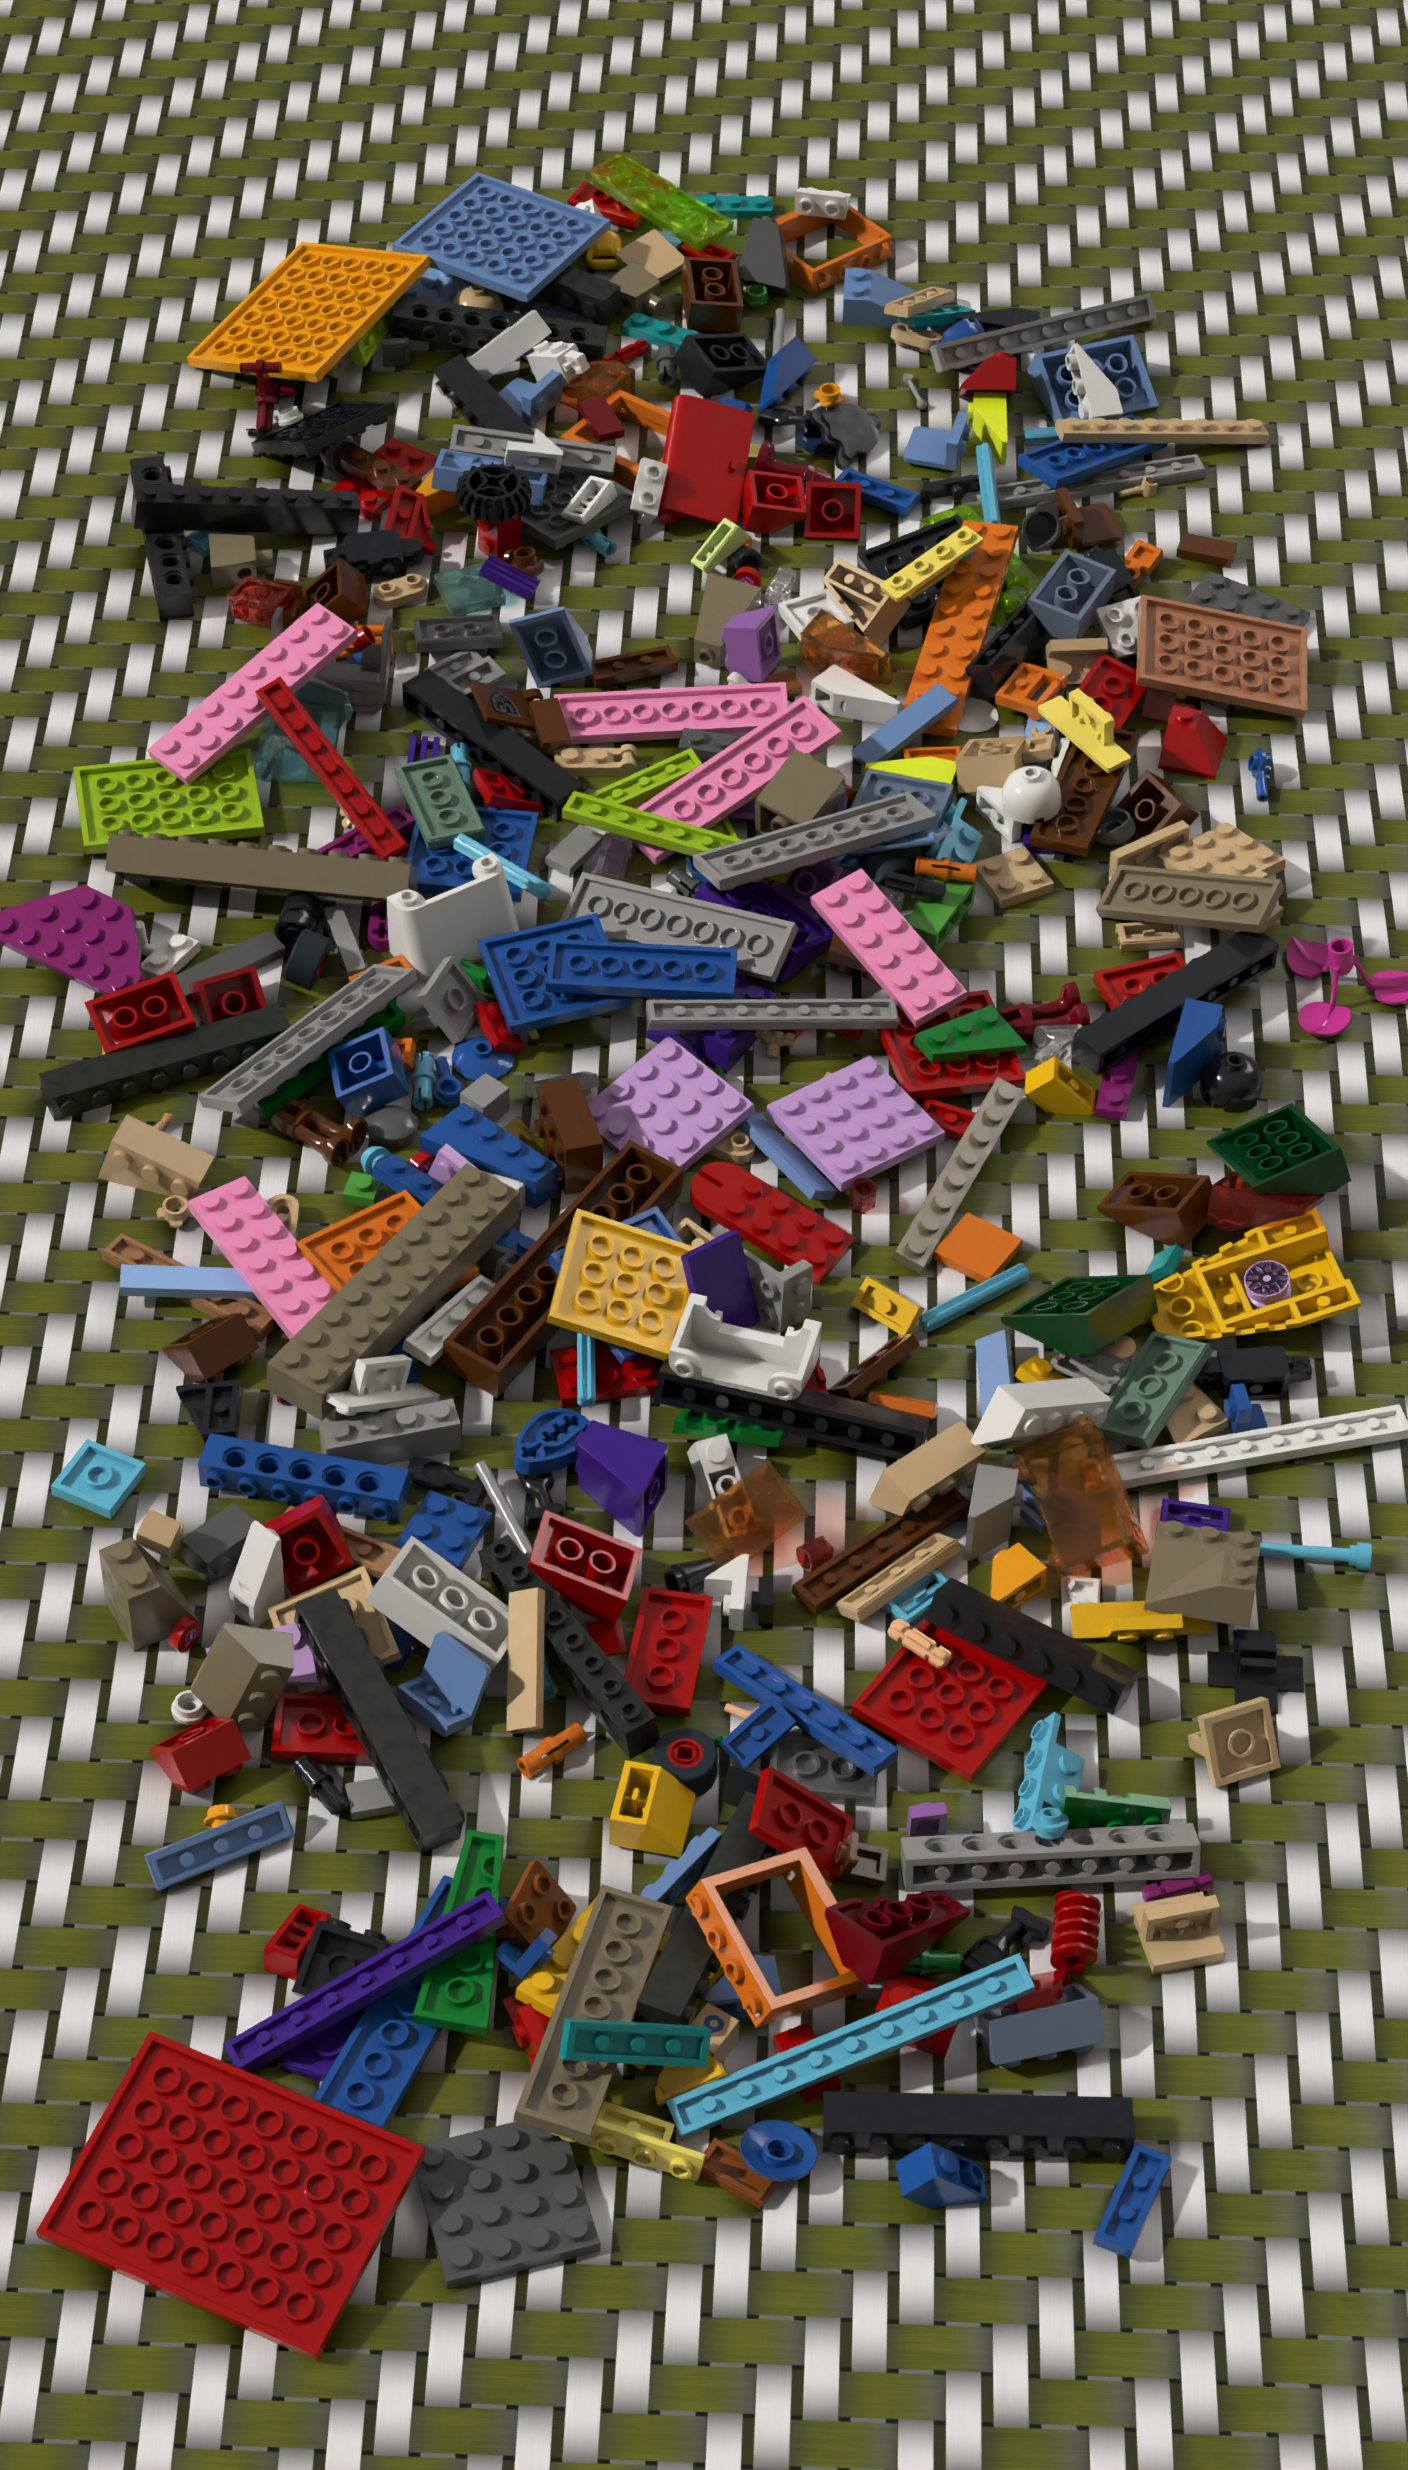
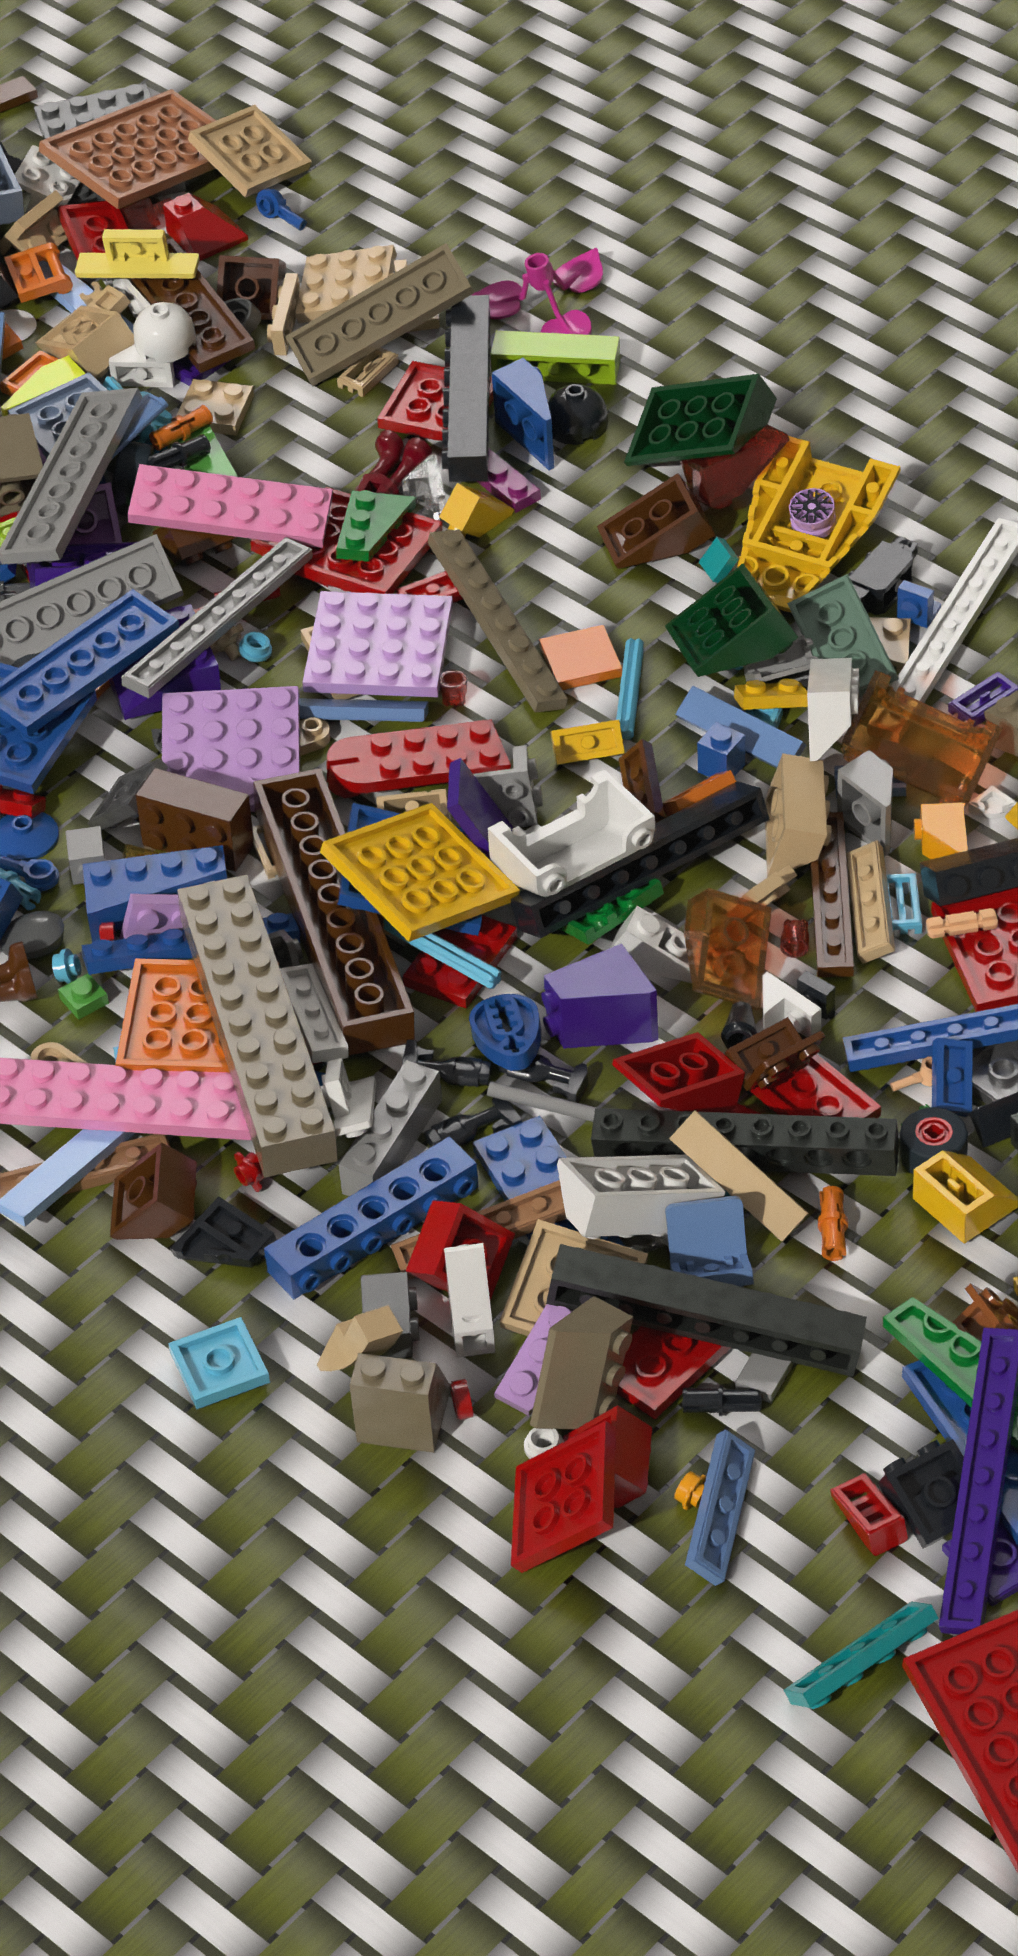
camera: 45 degrees left, 0 degrees up
(135, 1743) = (564, 1497): none -> red plate
(142, 2009) = (871, 1648): none -> teal plate
(491, 1440) = (455, 1070): none -> black piece
(662, 1605) = (772, 1053): none -> reddish brown bracket
(790, 1054) = (255, 647): none -> medium azure plate
(822, 1502) = (772, 887): none -> tan plate
(956, 1391) = (721, 751): none -> blue brick
(1279, 1030) = (560, 356): none -> lime brick
(1293, 713) = (249, 150): none -> tan plate

